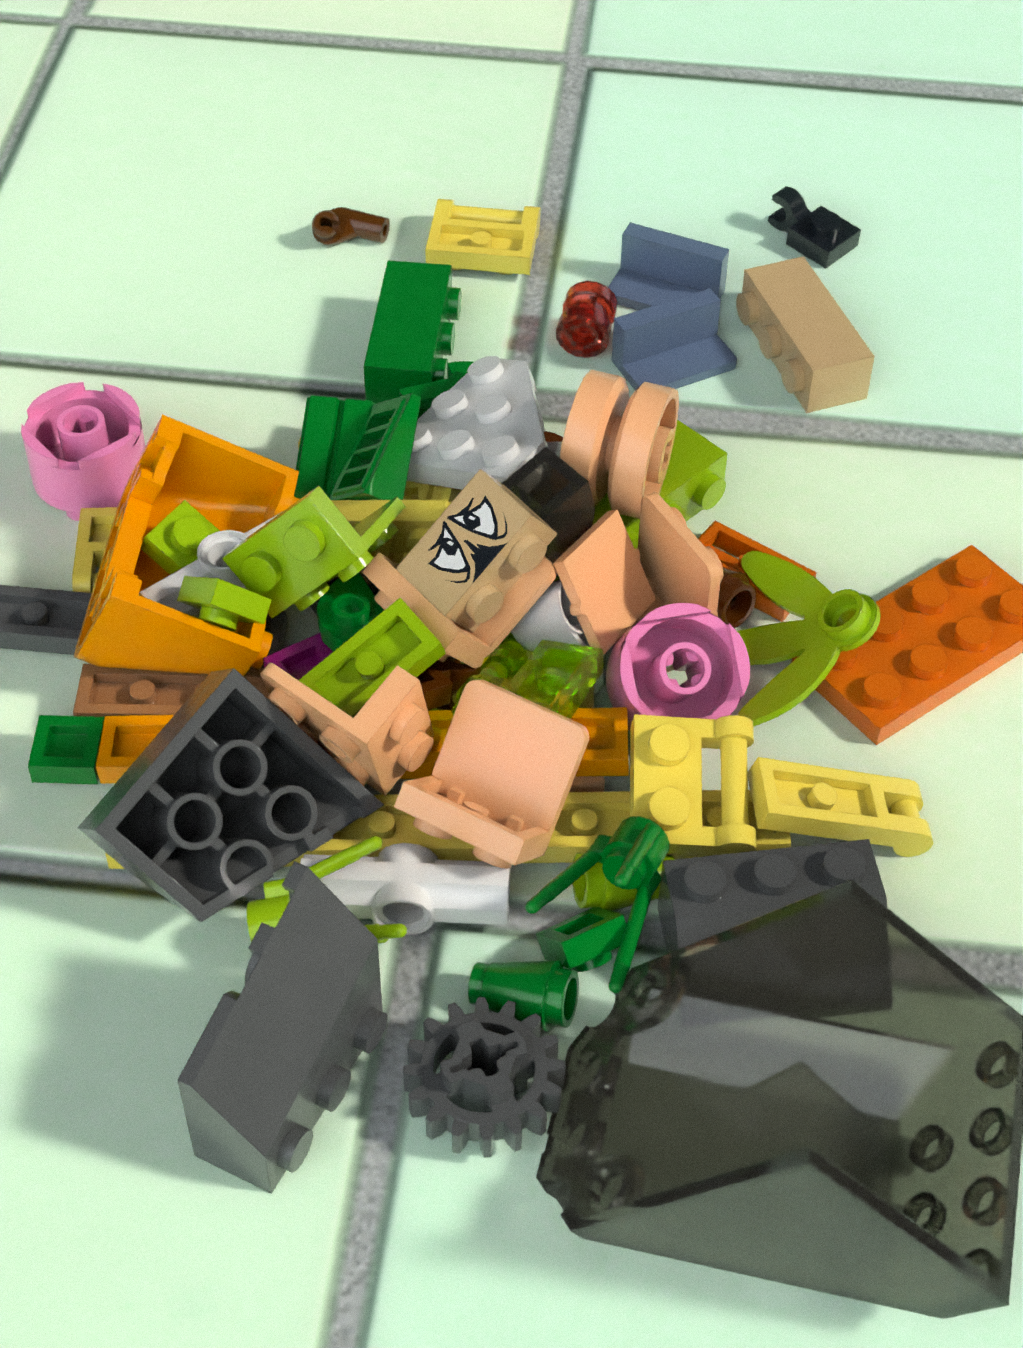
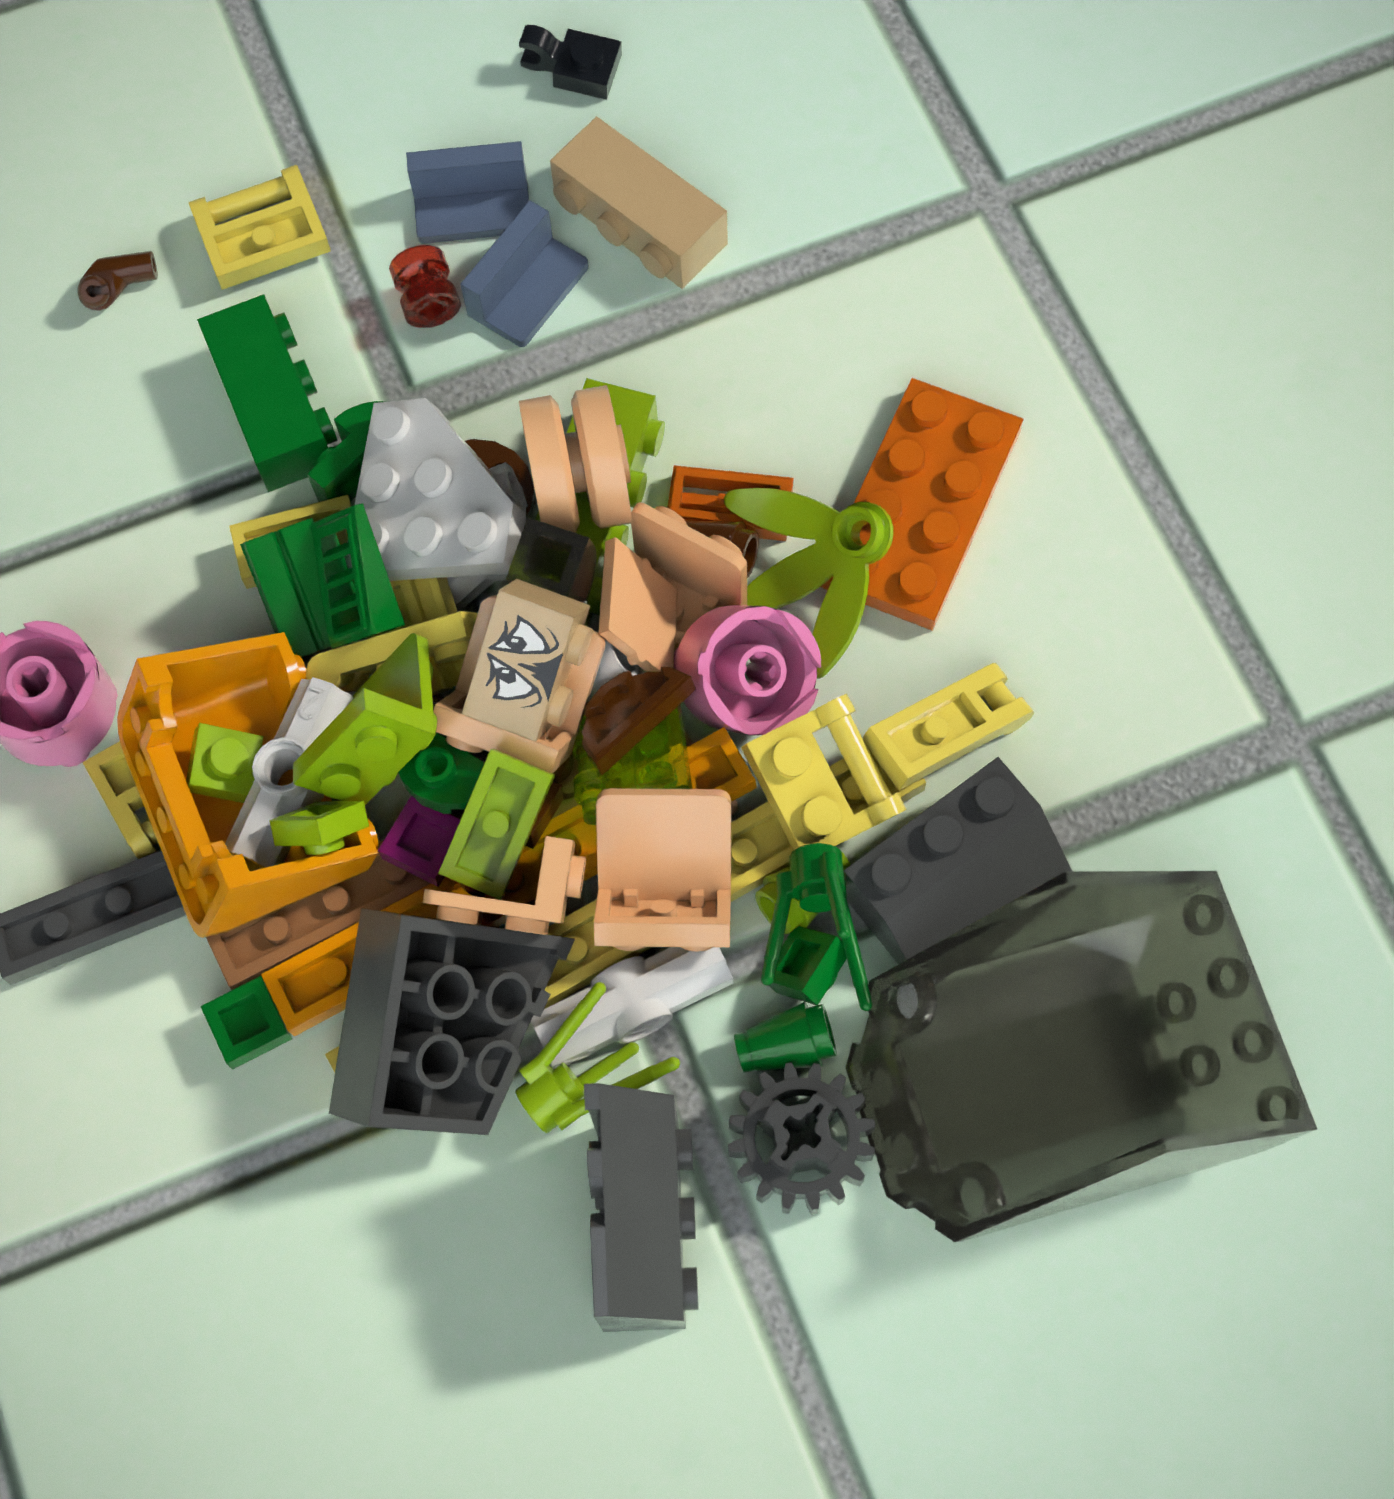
camera: 25 degrees left, 20 degrees up
(544, 642) = (628, 710): none -> reddish brown plate

